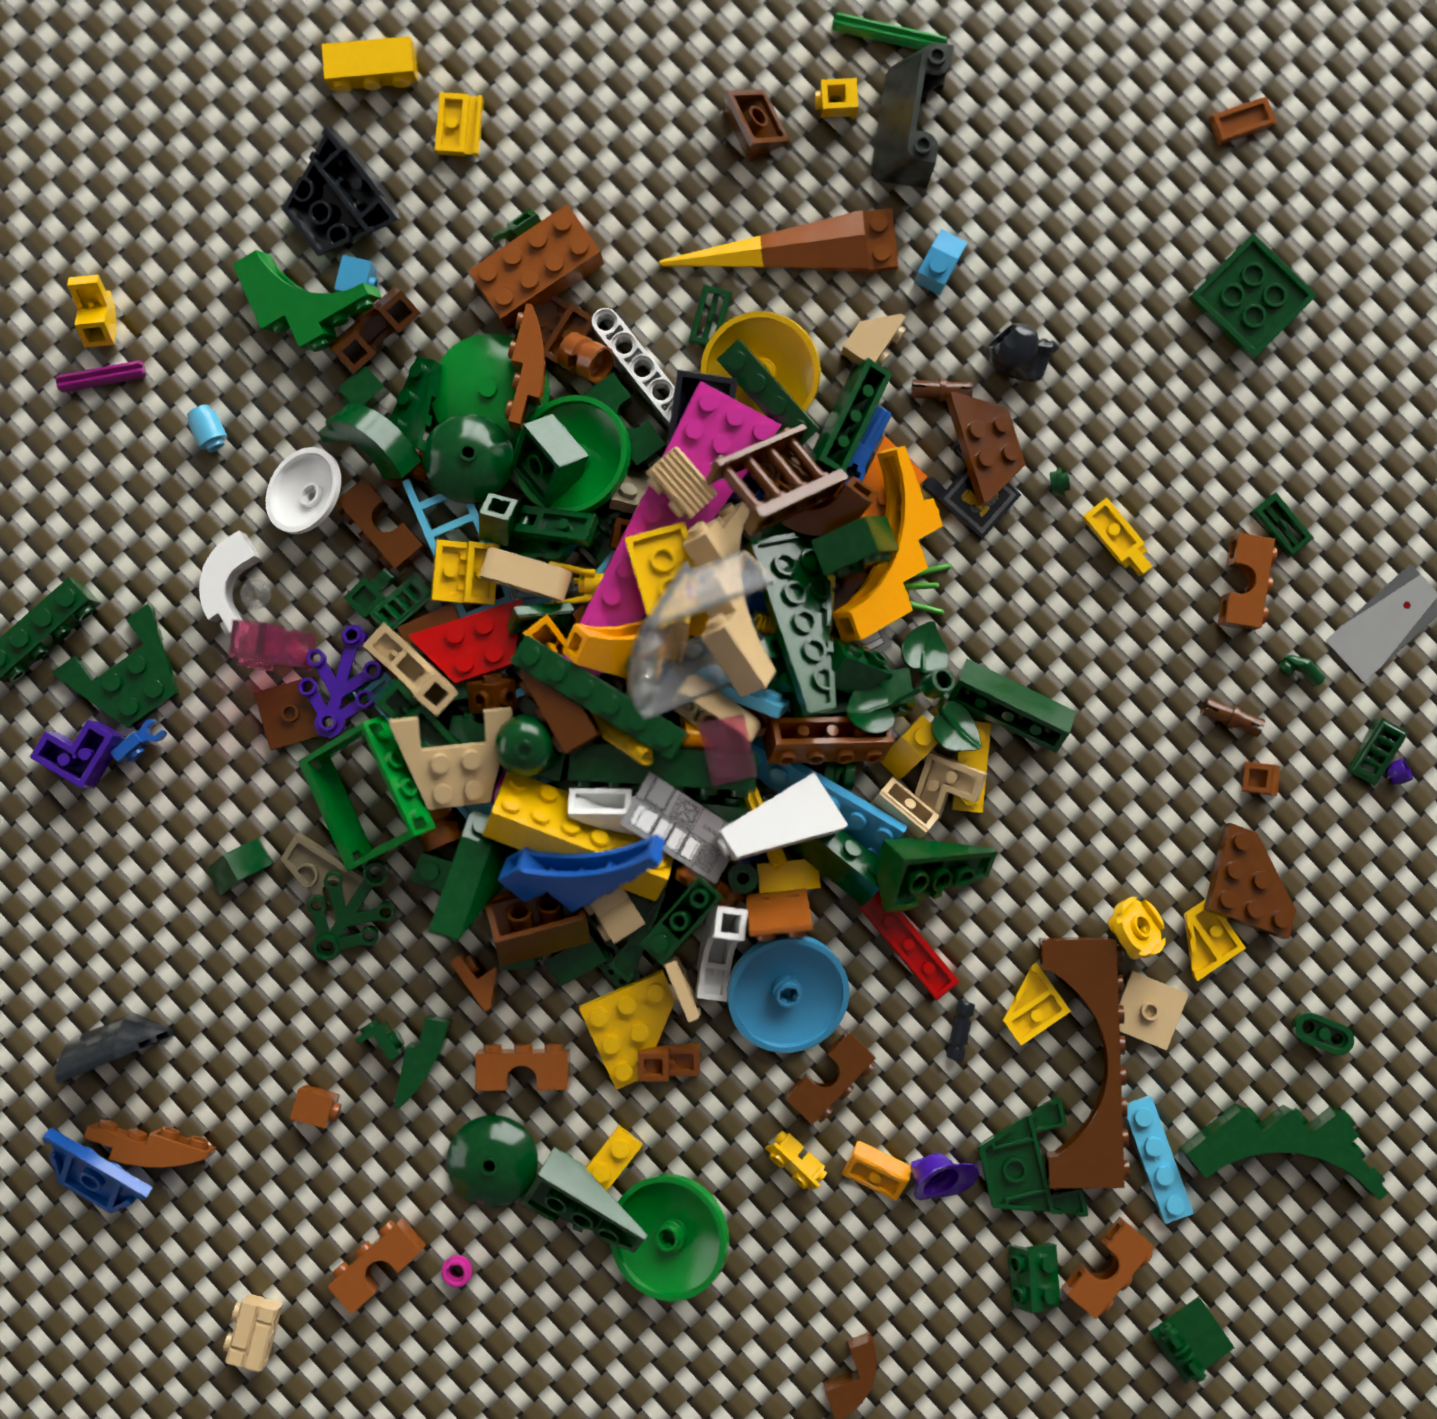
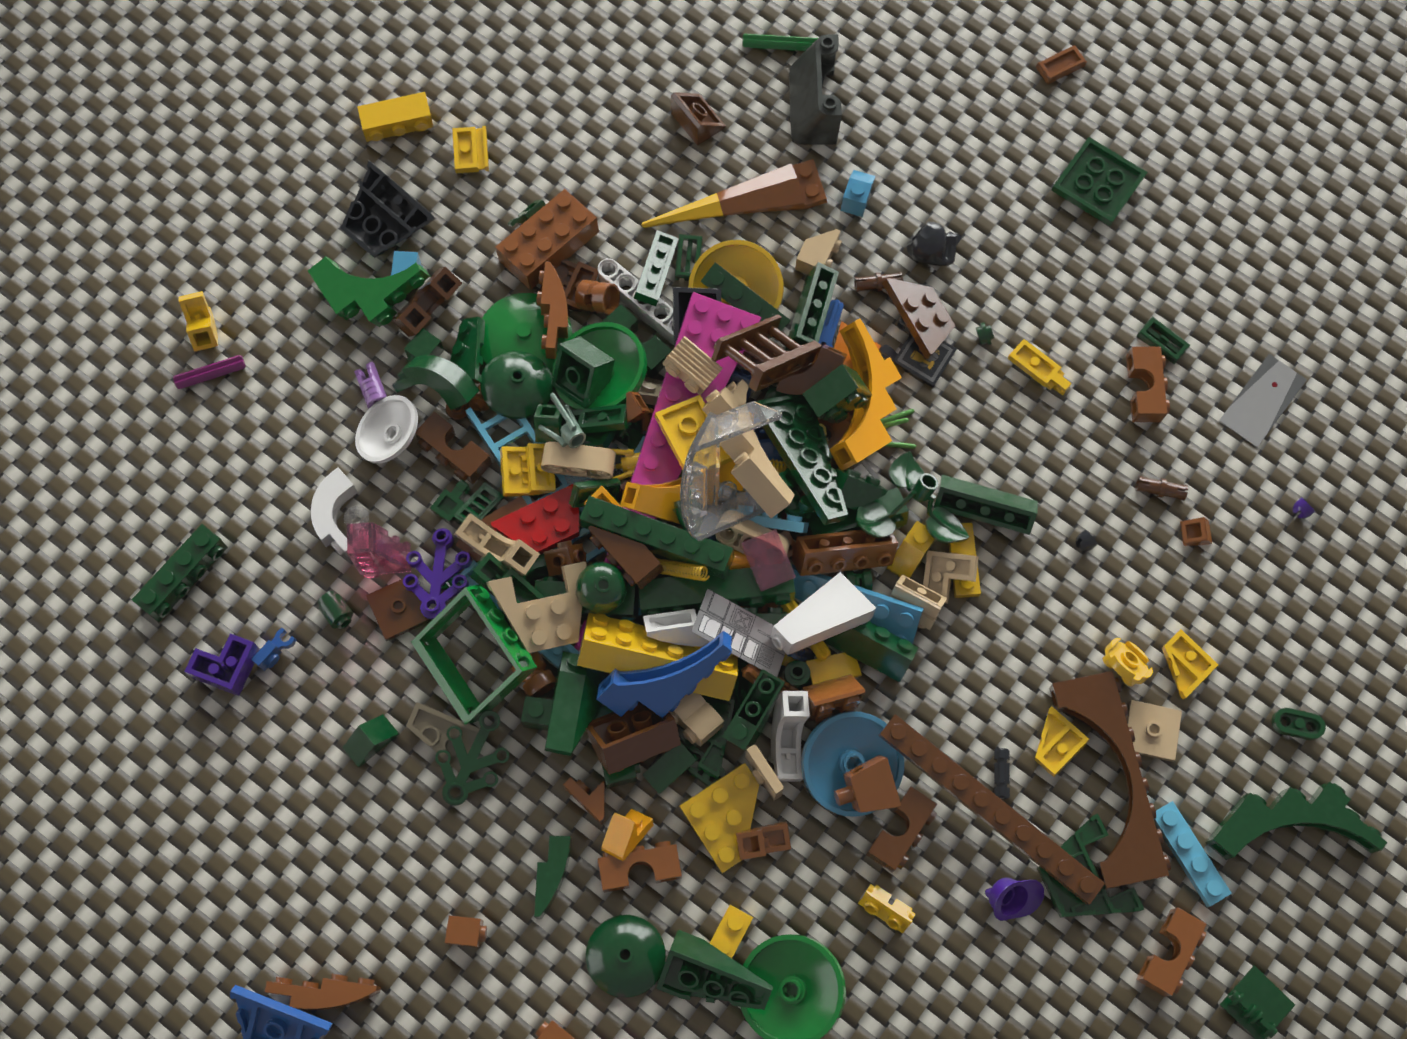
camera: 15 degrees left, 15 degrees down
(108, 1044) = (274, 908): black wedge -> none
(133, 685) = (264, 606): dark green wing -> none
(206, 428) = (301, 396): medium azure brick -> none
(216, 705) = (335, 610): none -> dark green brick
(293, 426) = (371, 387): none -> medium lavender hinge
(388, 1039) = (521, 863): dark green bracket -> none
(513, 1029) = (625, 833): none -> light orange slope
(521, 545) = (570, 432): none -> sand green plant
(606, 517) = (635, 407): none -> dark orange slope
(664, 331) = (656, 268): none -> plate
(800, 1027) = (869, 787): none -> dark orange torso
(839, 89) = (756, 90): yellow brick -> none
(877, 1170) = (957, 906): light orange slope -> none
(910, 947) = (943, 710): red tile -> none
(921, 869) = (942, 641): dark green wedge -> none
(936, 1075) = (992, 809): none -> reddish brown plate
(1034, 1277) = (1110, 972): dark green bracket -> none
(1122, 769) = (1085, 541): none -> black hinge
(1248, 886) = (1207, 616): reddish brown plate -> none
(1305, 666) = (1206, 439): dark green arm -> none
(1386, 756) = (1286, 480): dark green slope -> none

